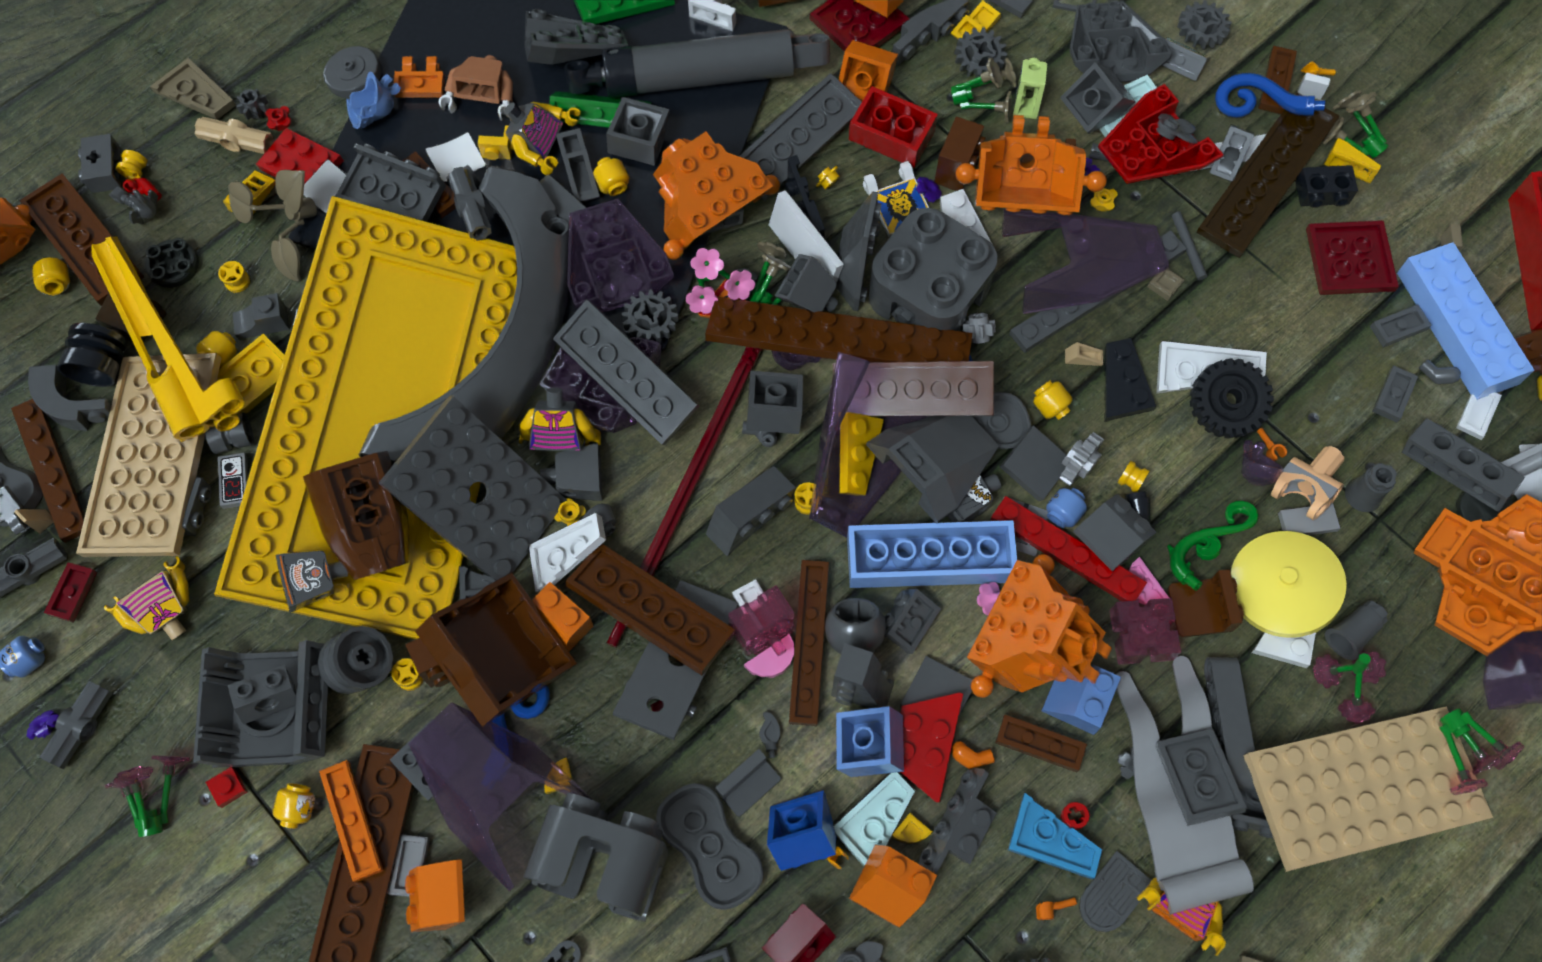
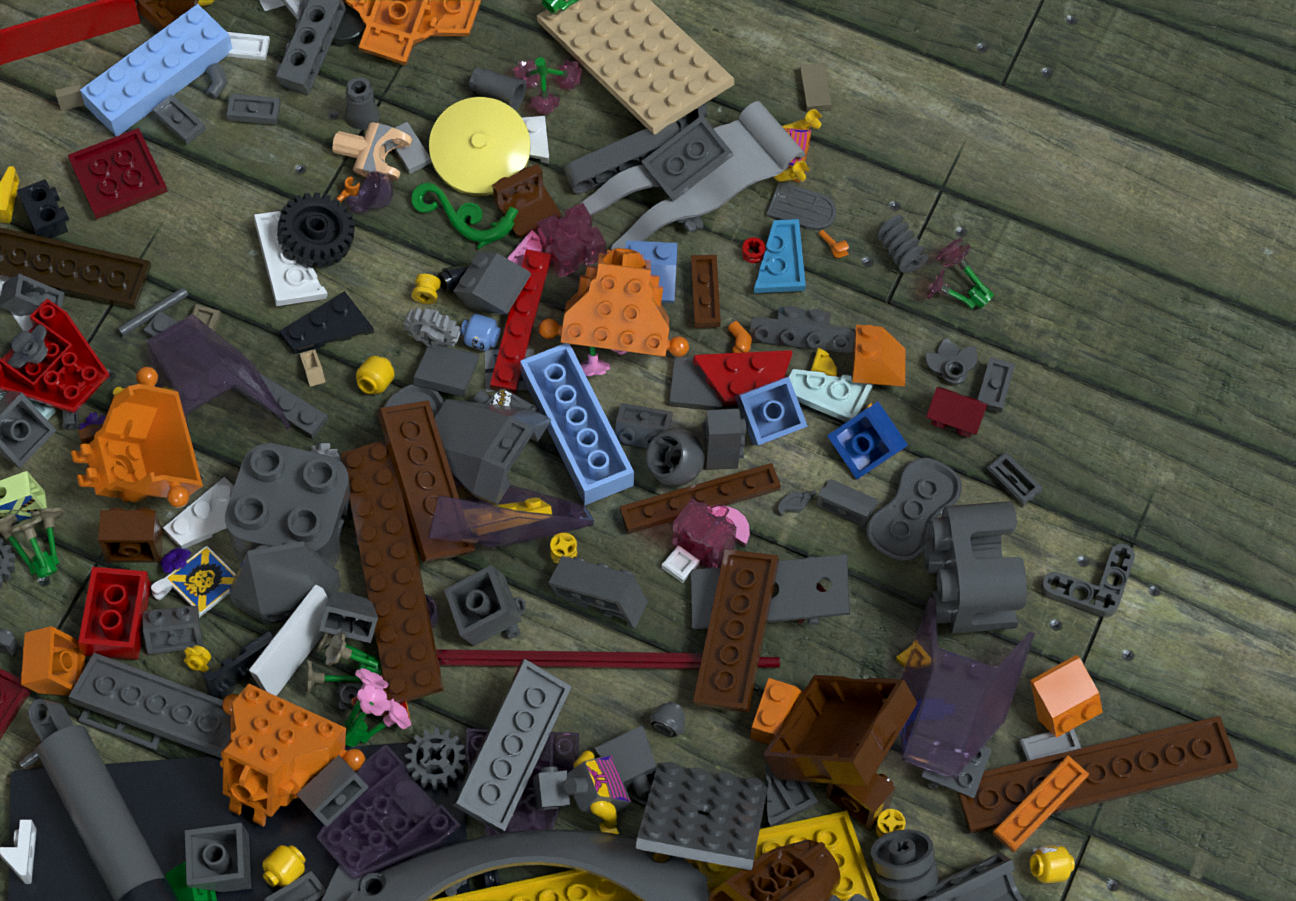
camera: 115 degrees left, 5 degrees down
(564, 550) = (714, 733): white wing -> none
(569, 506) = (670, 747): yellow plate -> none
(574, 387) = (550, 789): none -> dark grey brick
(647, 216) = (332, 791): none -> dark grey brick
(862, 164) = (172, 629): none -> dark grey bracket

